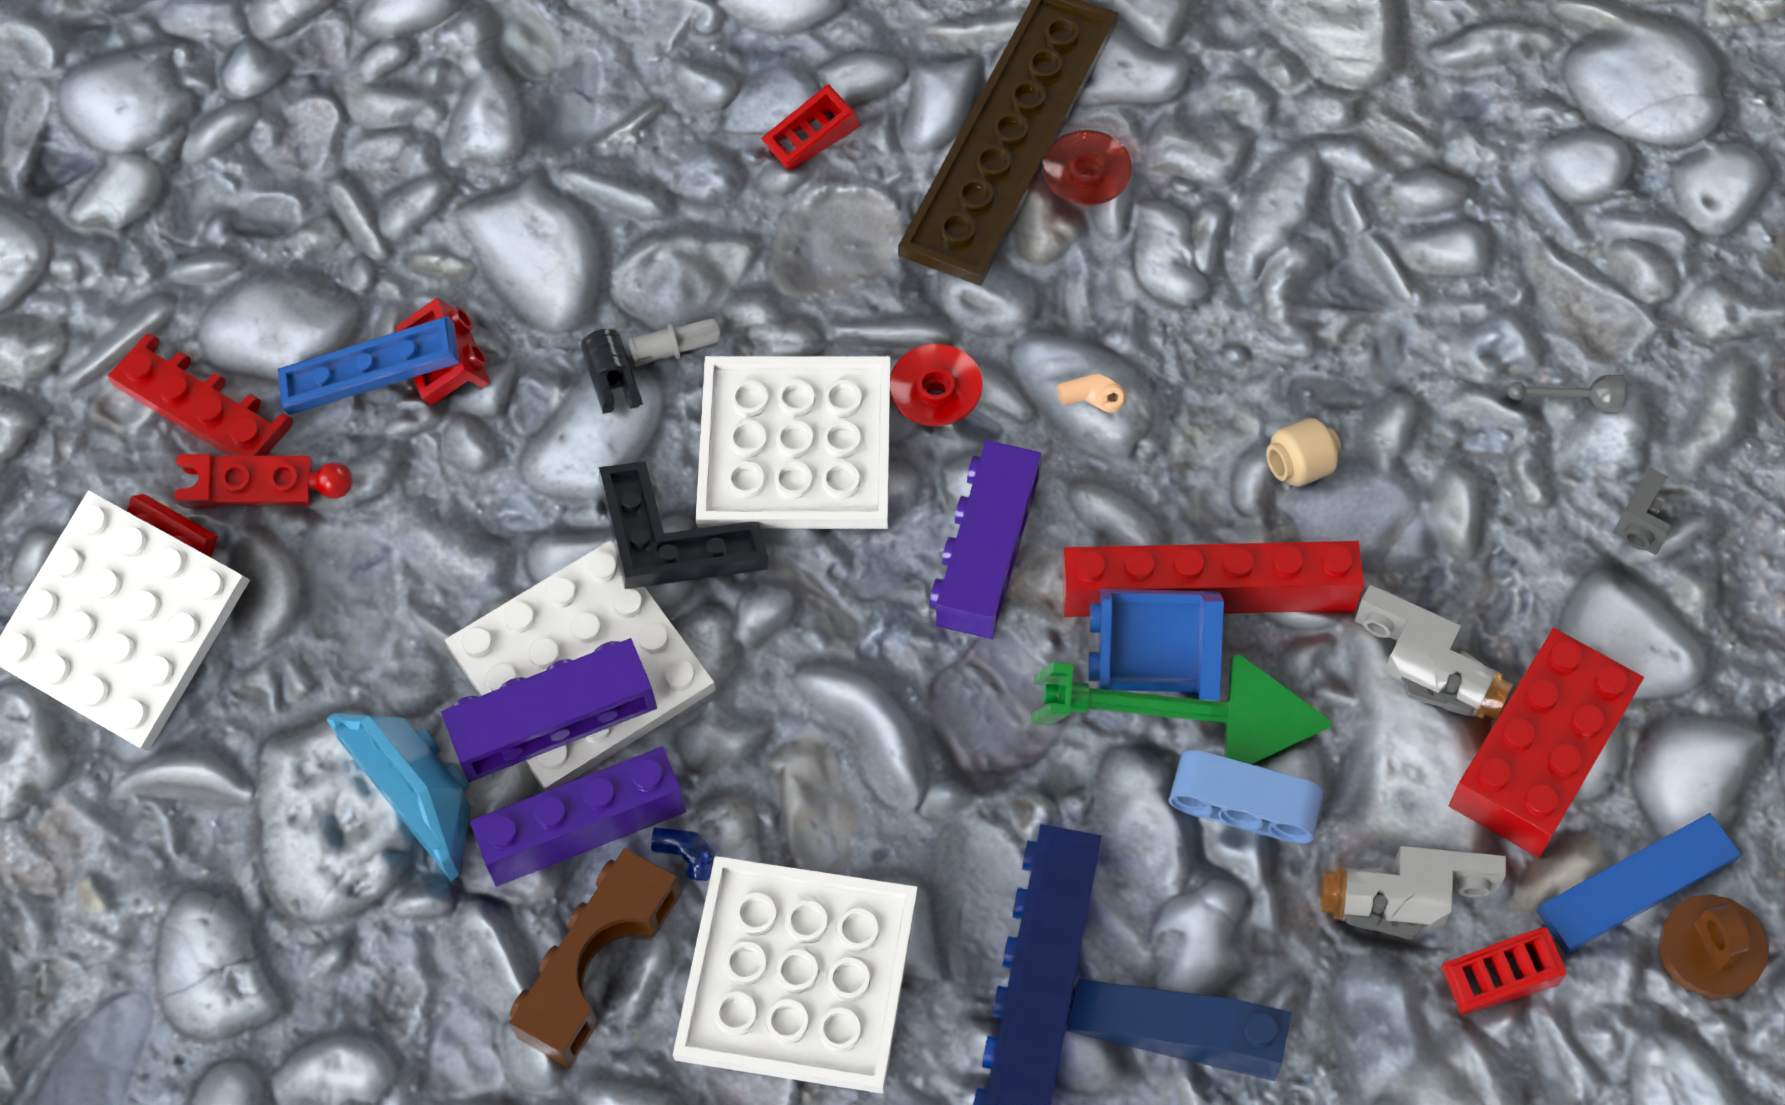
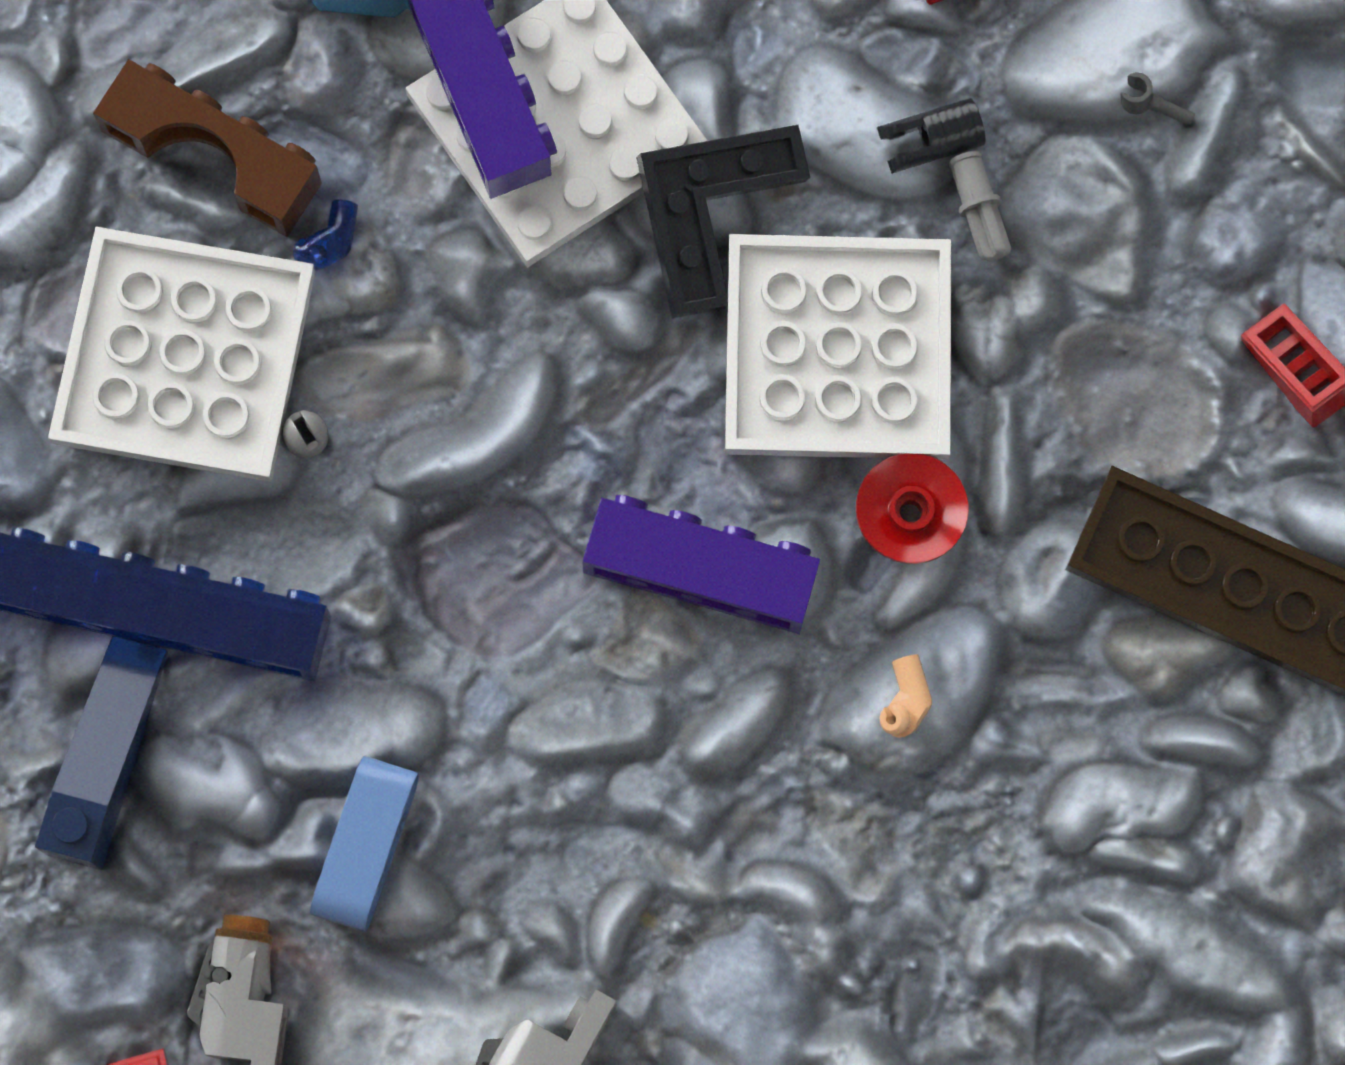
camera: 85 degrees right, 15 degrees up
(578, 816) = (365, 122): dark purple brick -> none
(585, 224) = (1152, 101): none -> dark grey hand
(879, 870) = (294, 440): none -> light grey hinge
(1087, 154) = (1259, 687): clear red dish -> none
(1158, 641) = (551, 746): blue panel -> none
(1247, 575) = (639, 819): red brick -> none
(1257, 717) = (466, 864): green piece -> none
(1303, 452) = (811, 944): tan head -> none

